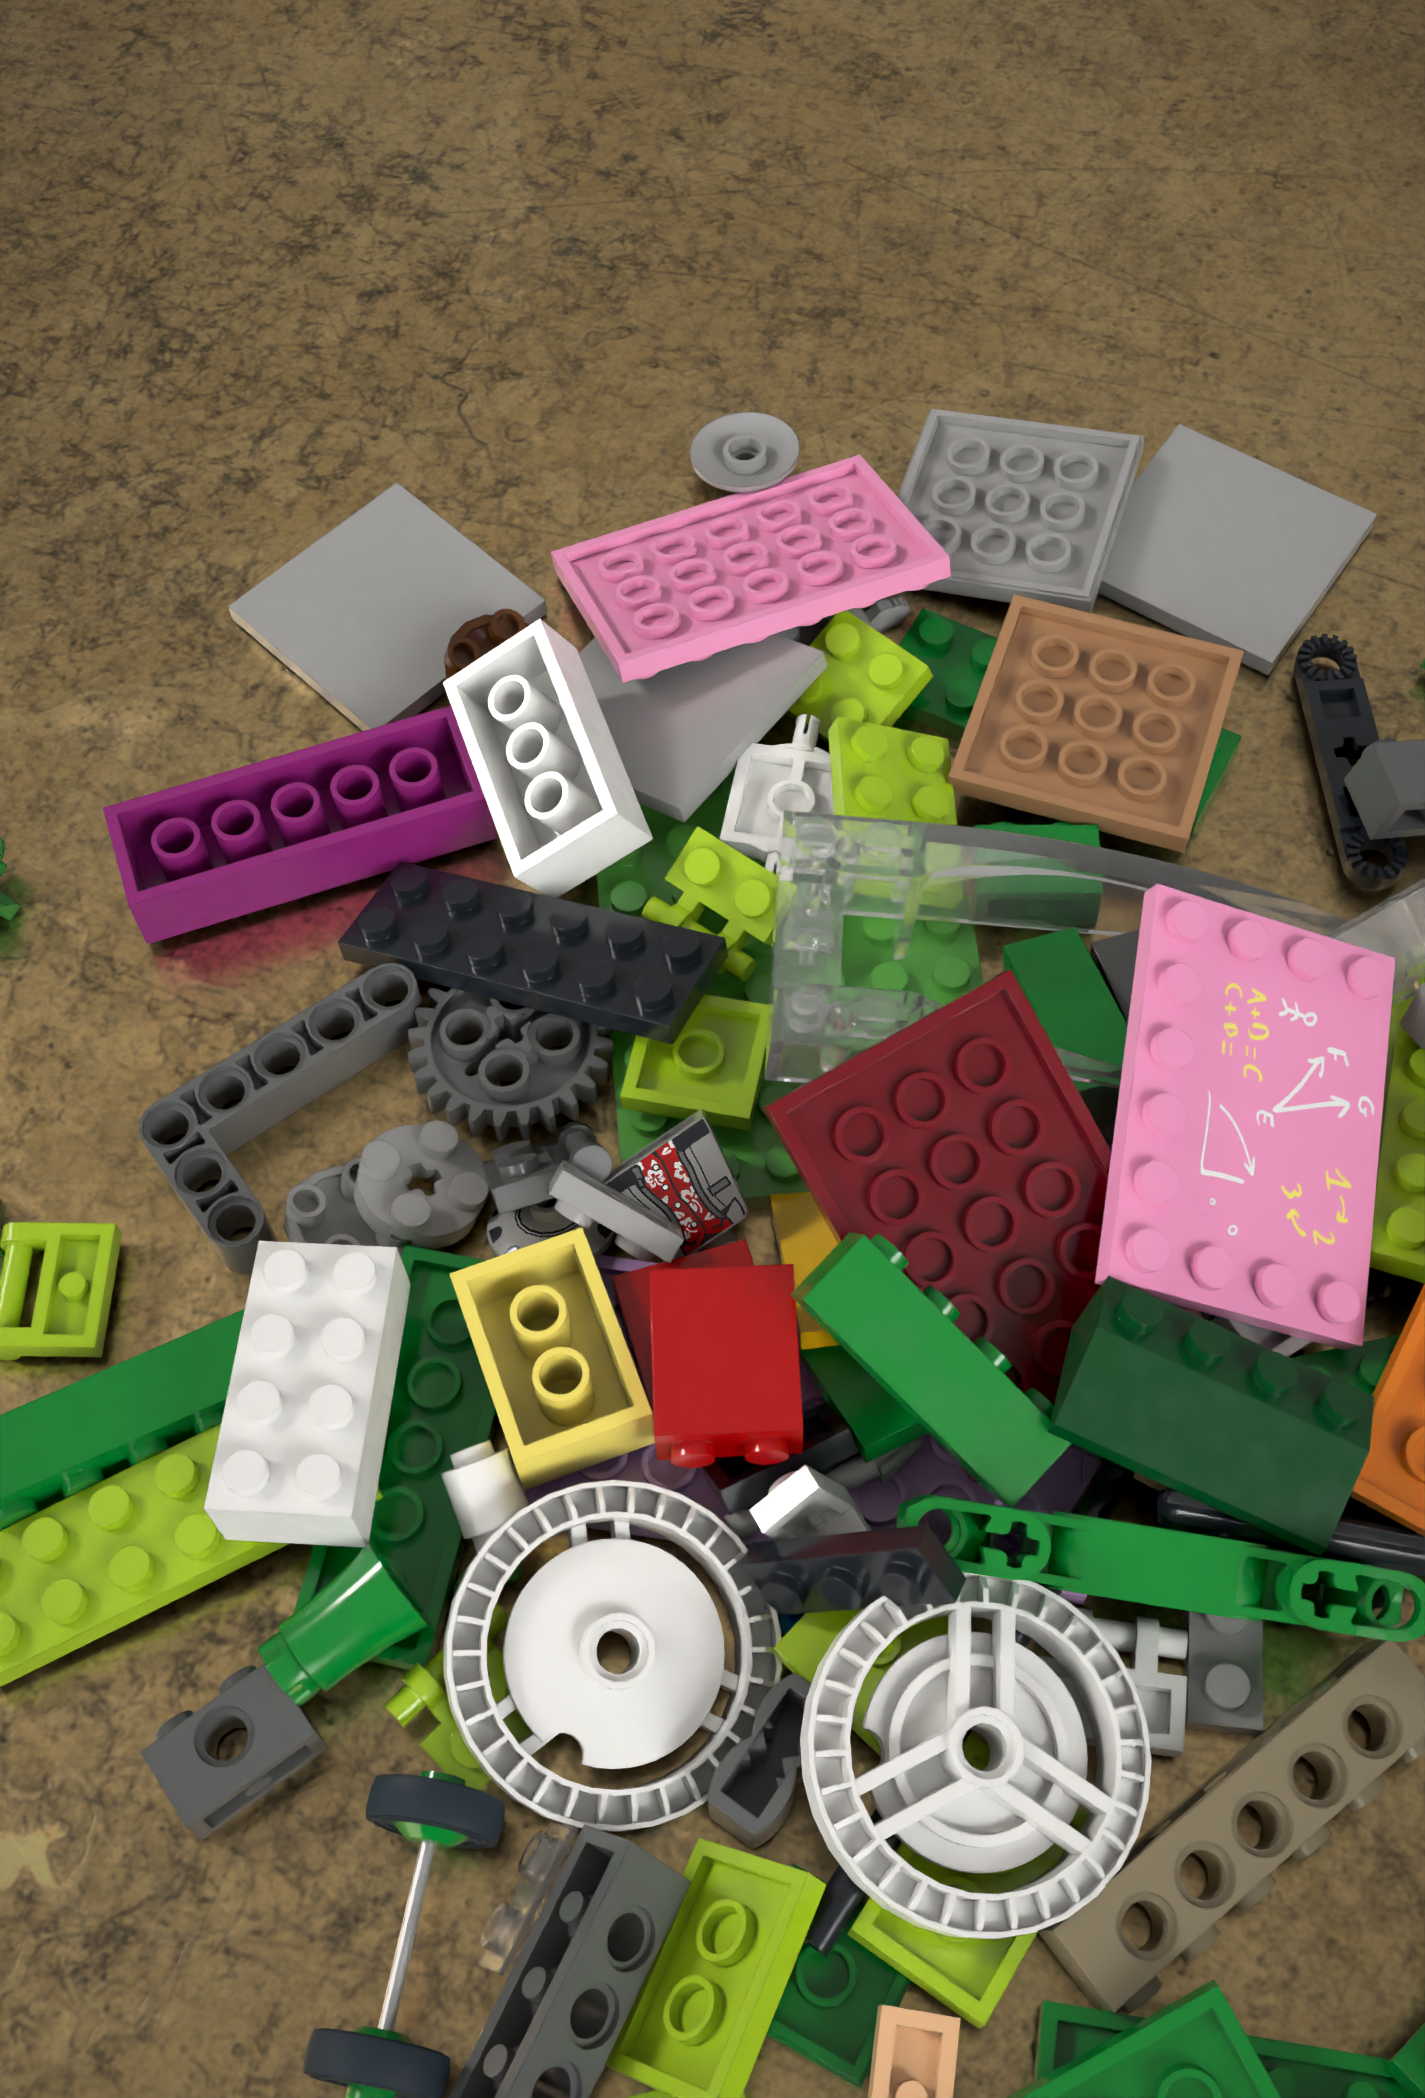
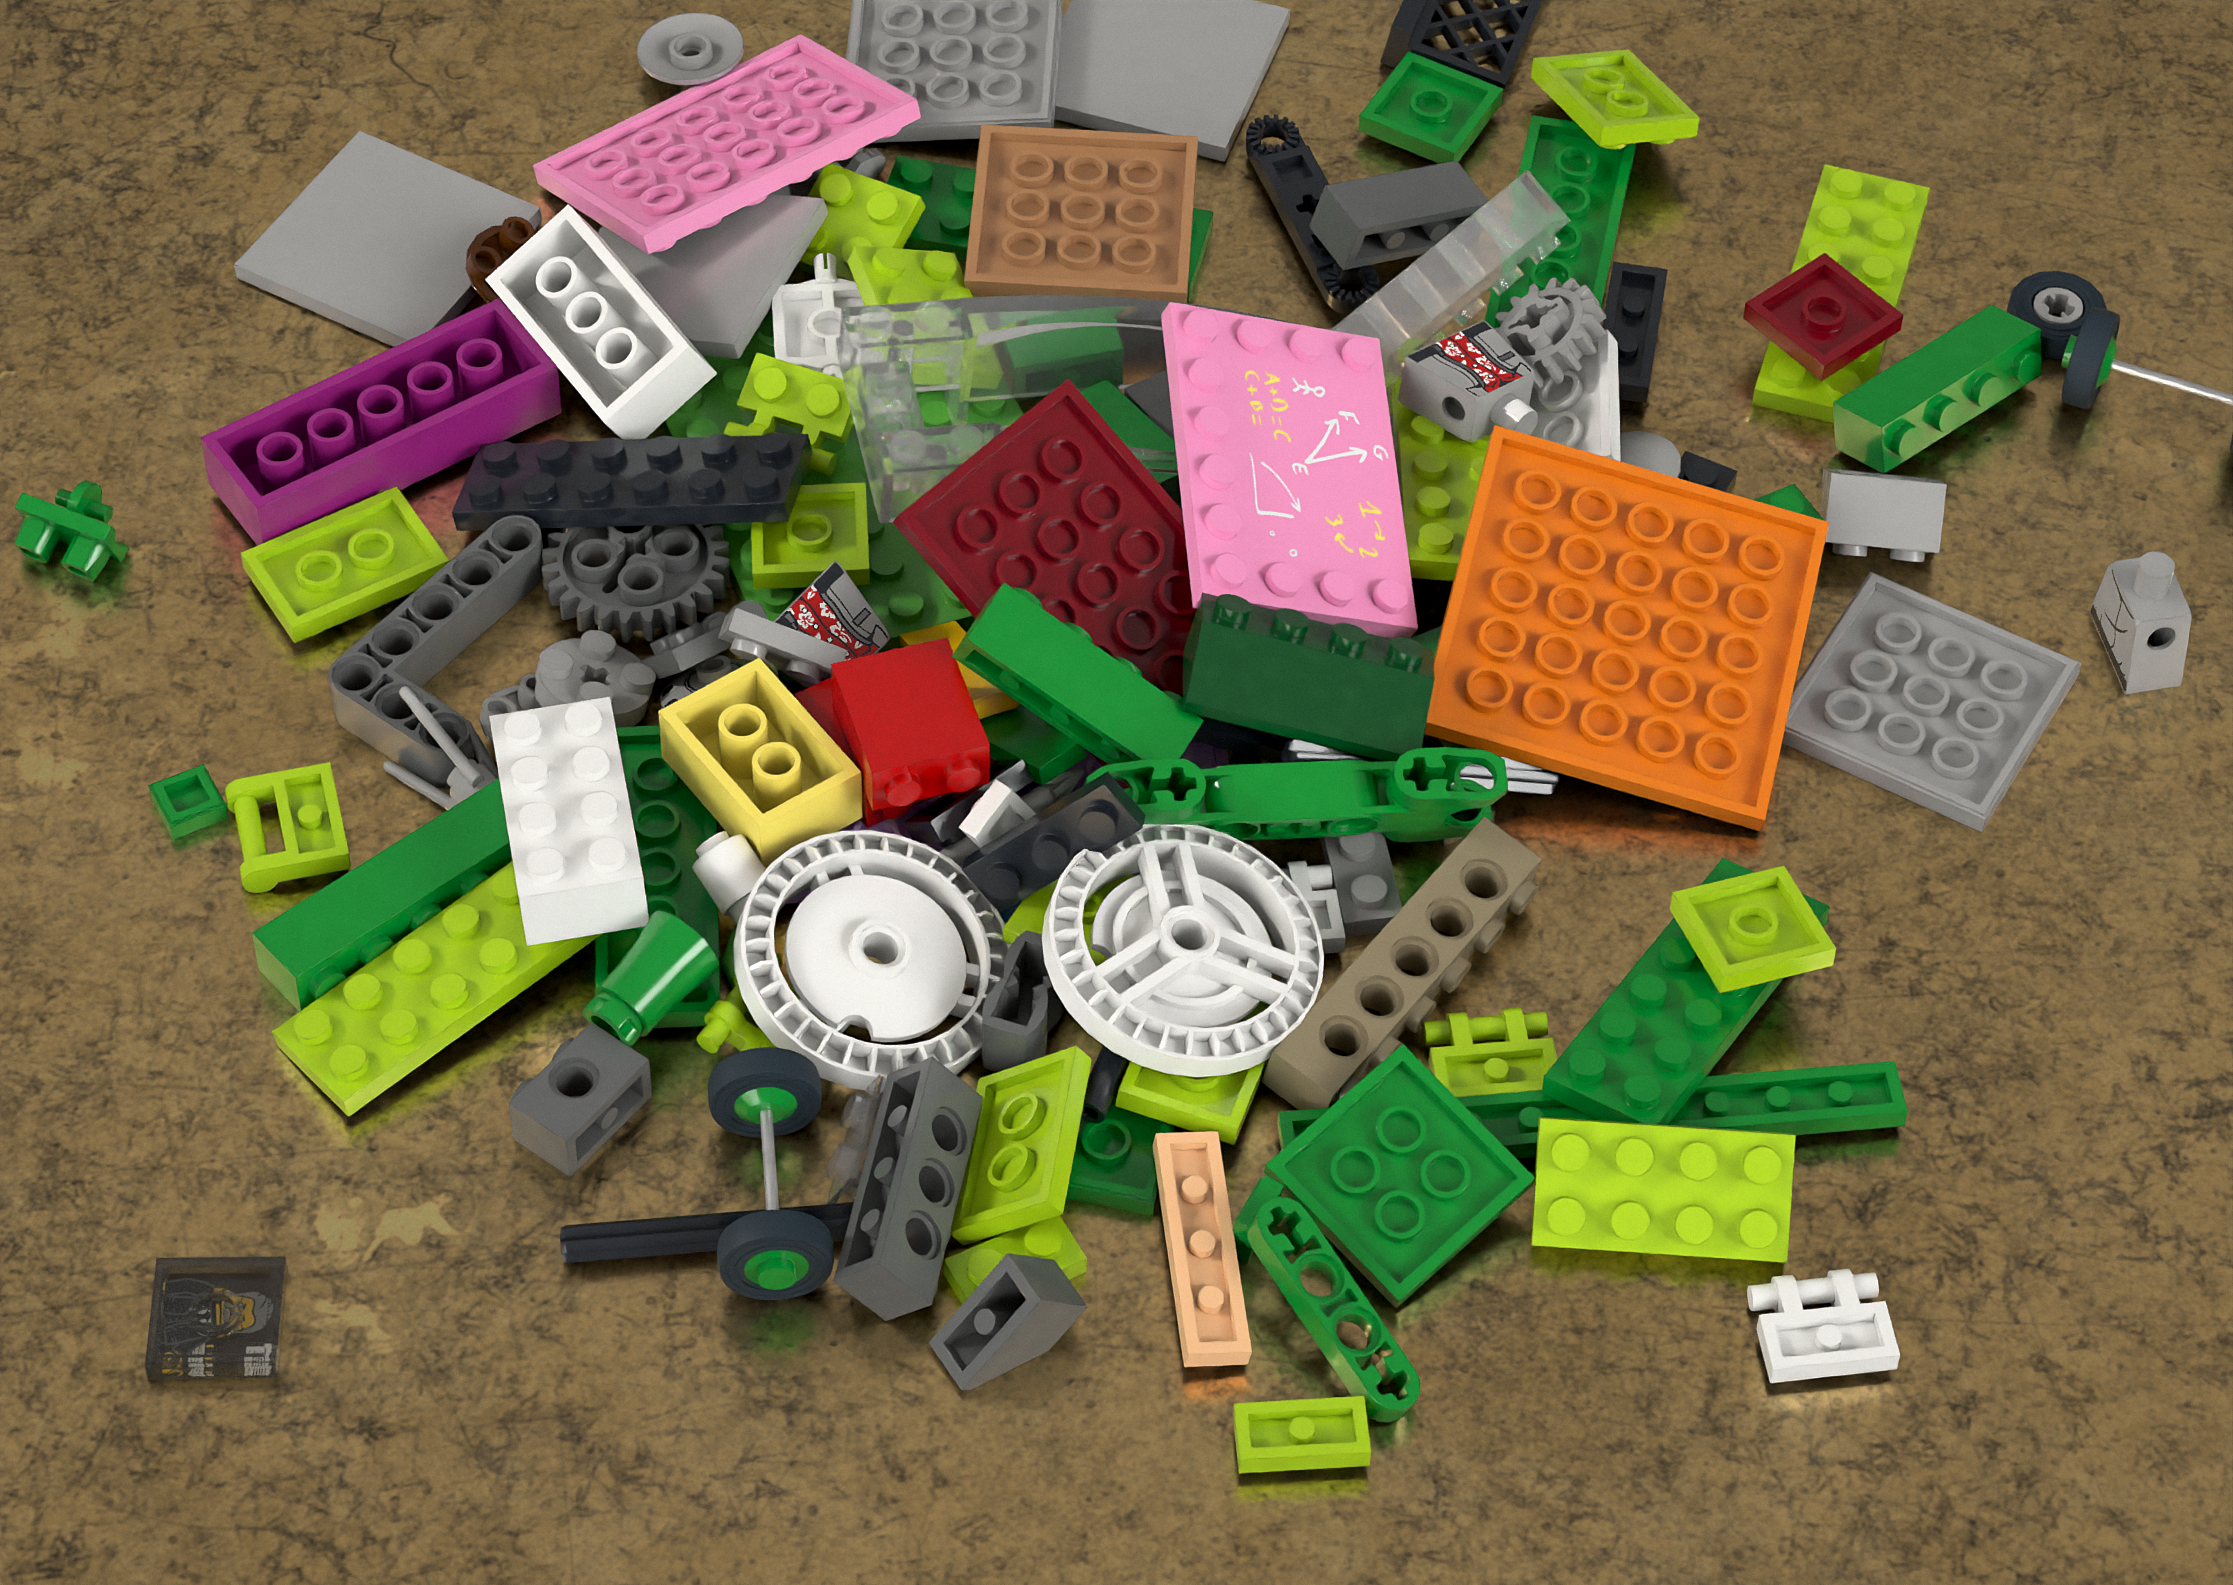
camera: 20 degrees left, 10 degrees down
(217, 976) = (344, 564): none -> lime plate
(237, 1290) = (467, 775): none -> light grey plant
(320, 1977) = (674, 1233): none -> black axle
(1323, 2002) = (1492, 1067): none -> lime plate

